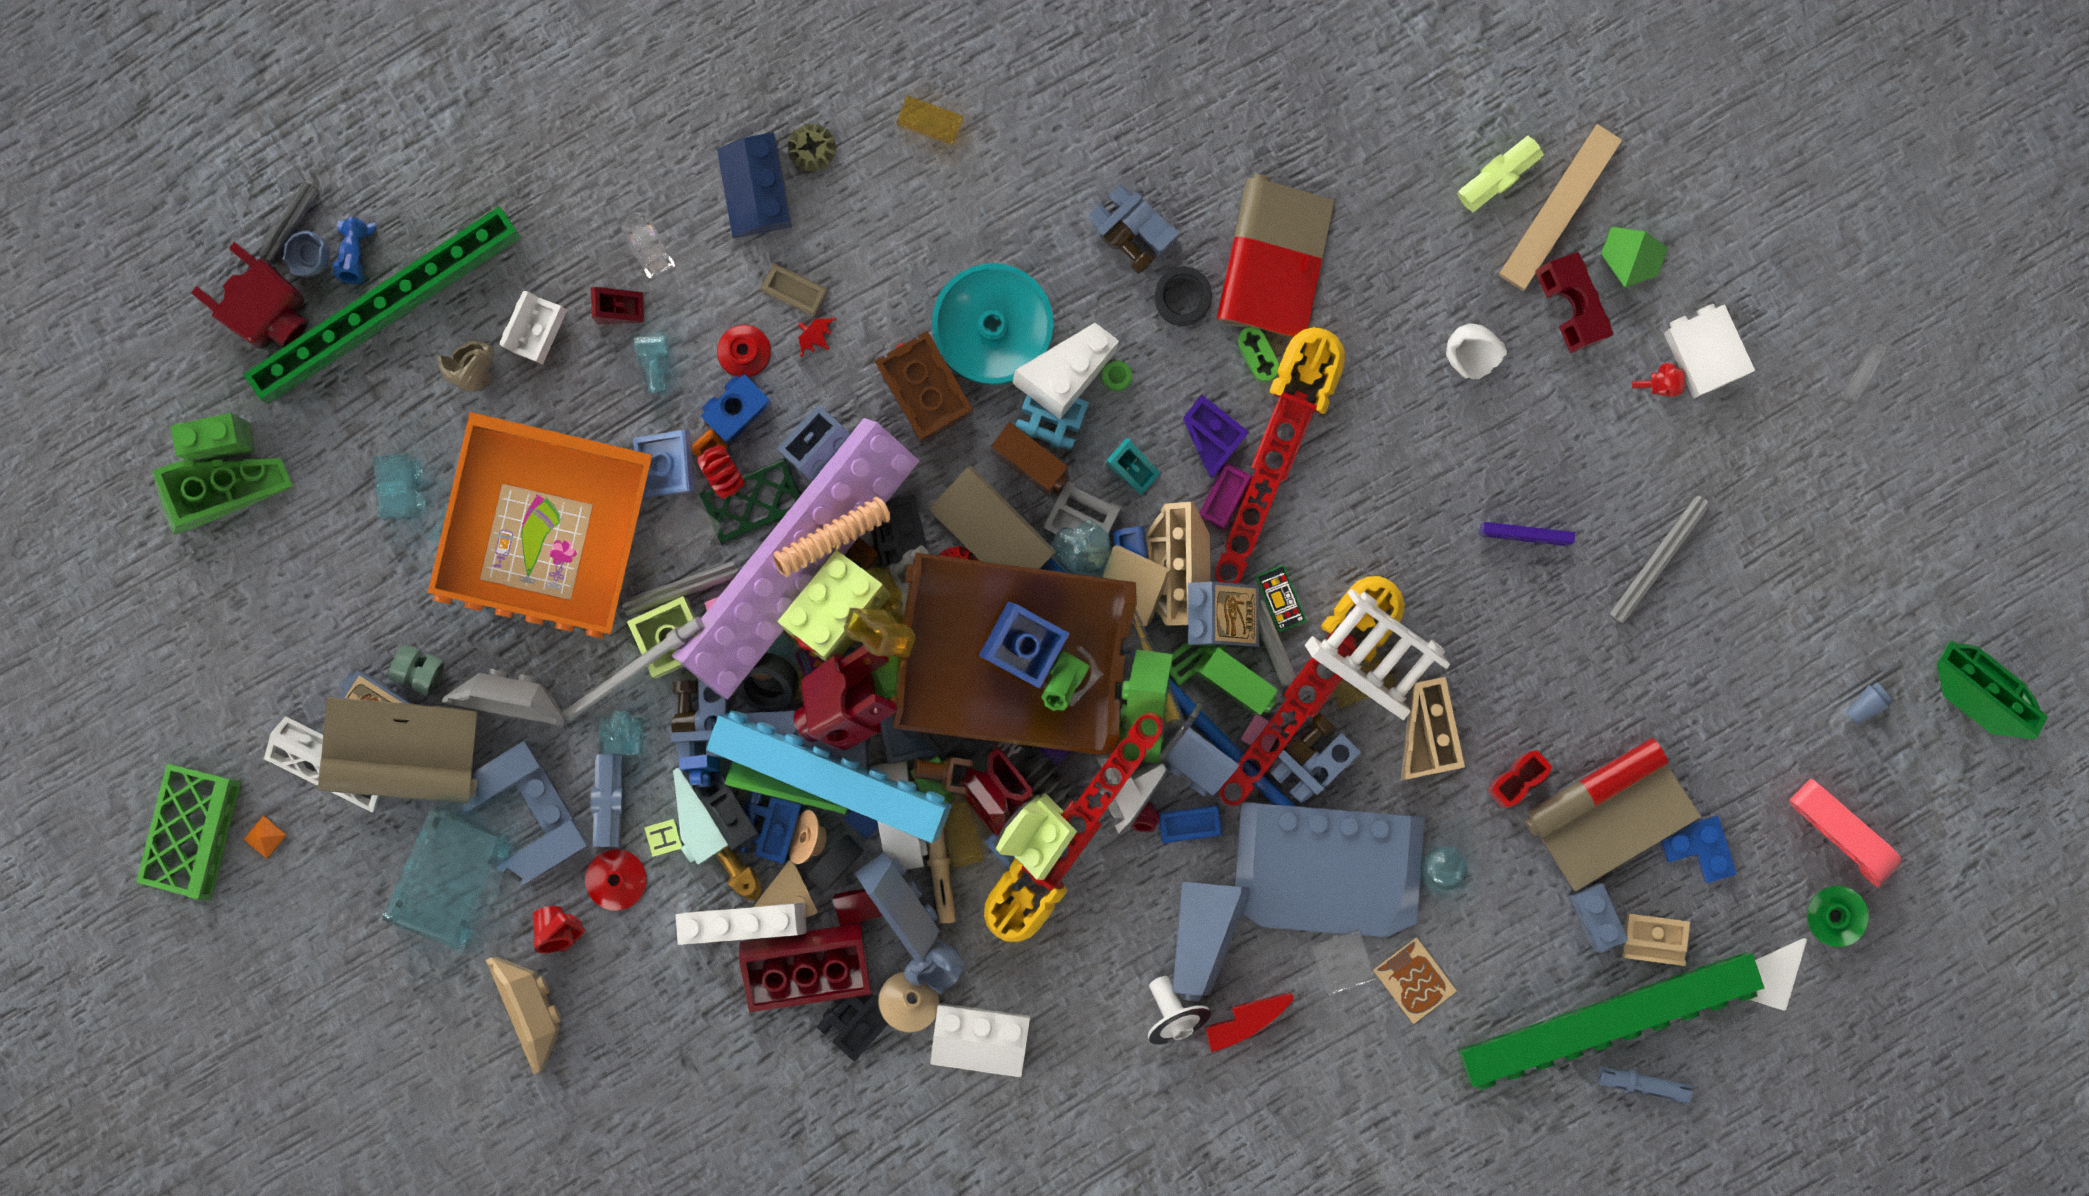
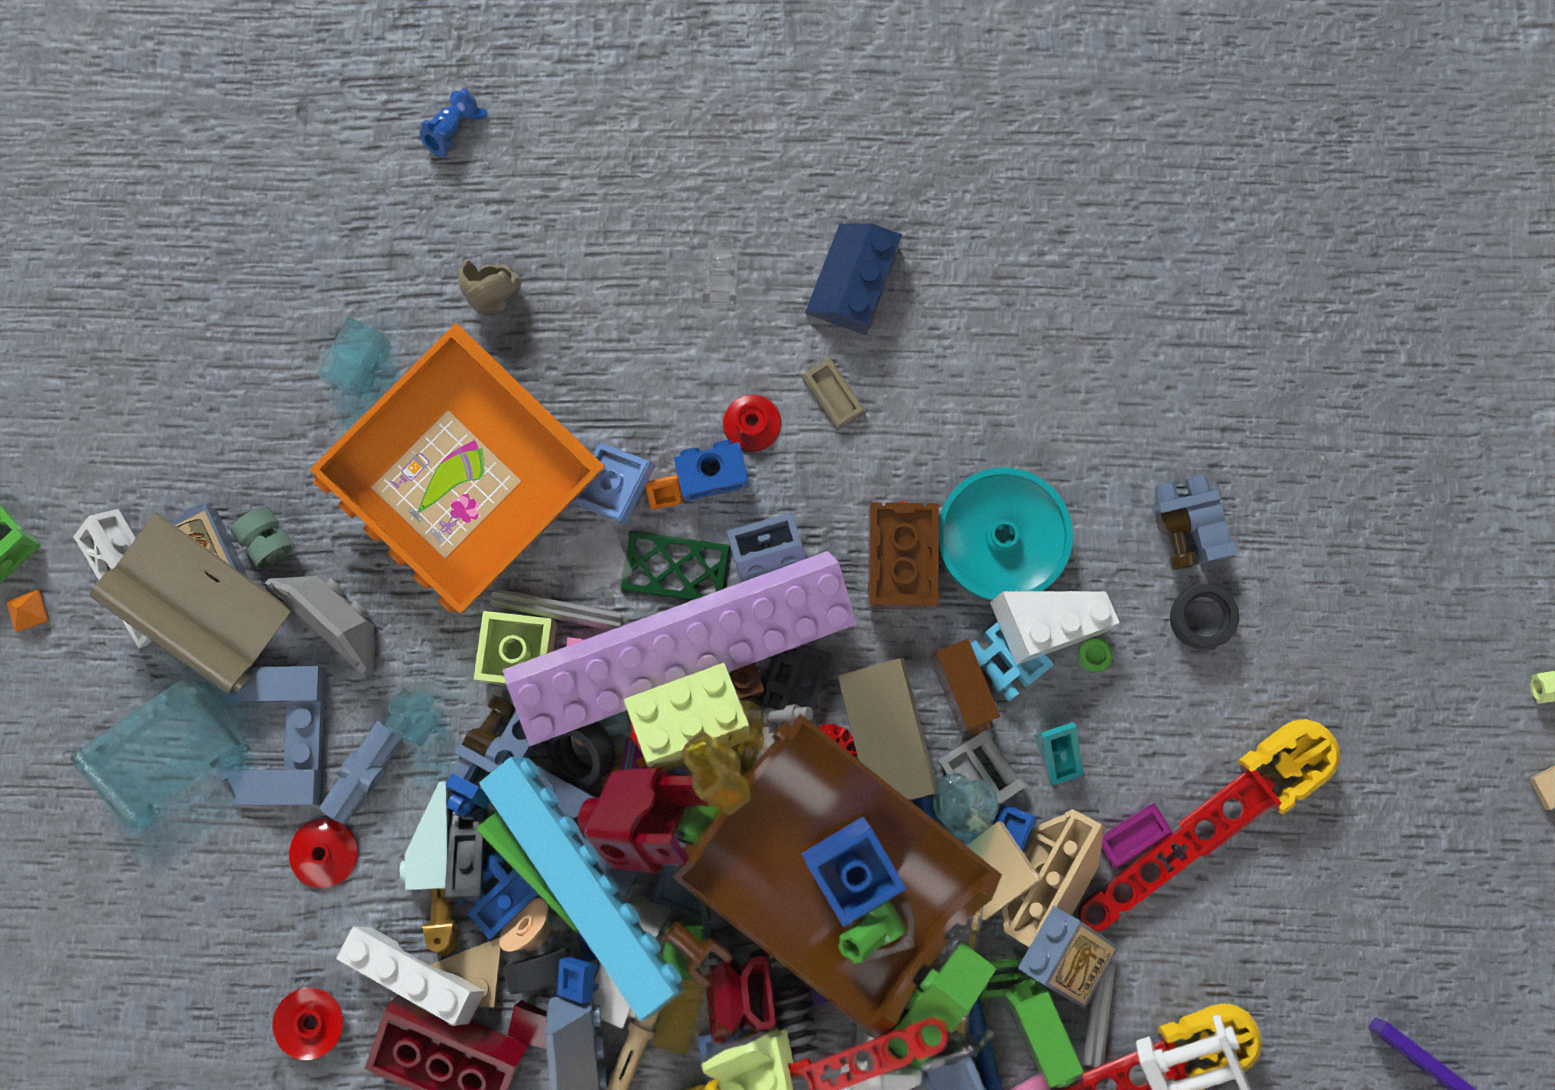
camera: 35 degrees right, 5 degrees down
(210, 490) = (180, 260): bright green wedge -> none
(212, 438) = (212, 212): bright green brick -> none
(258, 304) = (333, 117): dark red piece -> none
(288, 222) = (410, 66): dark grey axle -> none
(306, 254) = (406, 101): sand blue hair -> none
(382, 305) = (444, 185): green brick -> none
(528, 1009) = (158, 929): tan wedge -> none
(532, 327) = (569, 285): white bracket -> none
(553, 931) = (230, 866): red piece -> none
(616, 306) = (658, 310): dark red slope -> none
(652, 351) = (665, 372): clear light blue pin -> none
(663, 837) = (392, 840): yellowish green tile -> none
(669, 1010) = (295, 1035): none -> red dish
(674, 639) = (514, 656): light grey bar -> none
(720, 471) = (661, 521): red gear -> none
(804, 159) = (938, 283): olive gear -> none
(814, 334) = (827, 445): red piece -> none
(831, 536) = (726, 647): light nougat piece -> none
(867, 848) = (576, 979): none -> blue tile
(929, 120) = (1054, 311): clear yellow tile -> none
(1213, 433) = (1157, 768): dark purple wing -> none
(1264, 351) = (1254, 716): bright green beam -> none
(1275, 257) = (1315, 632): door -> none
(1280, 598) = (1132, 971): tile -> none
(1474, 351) = (1469, 841): white hair -> none

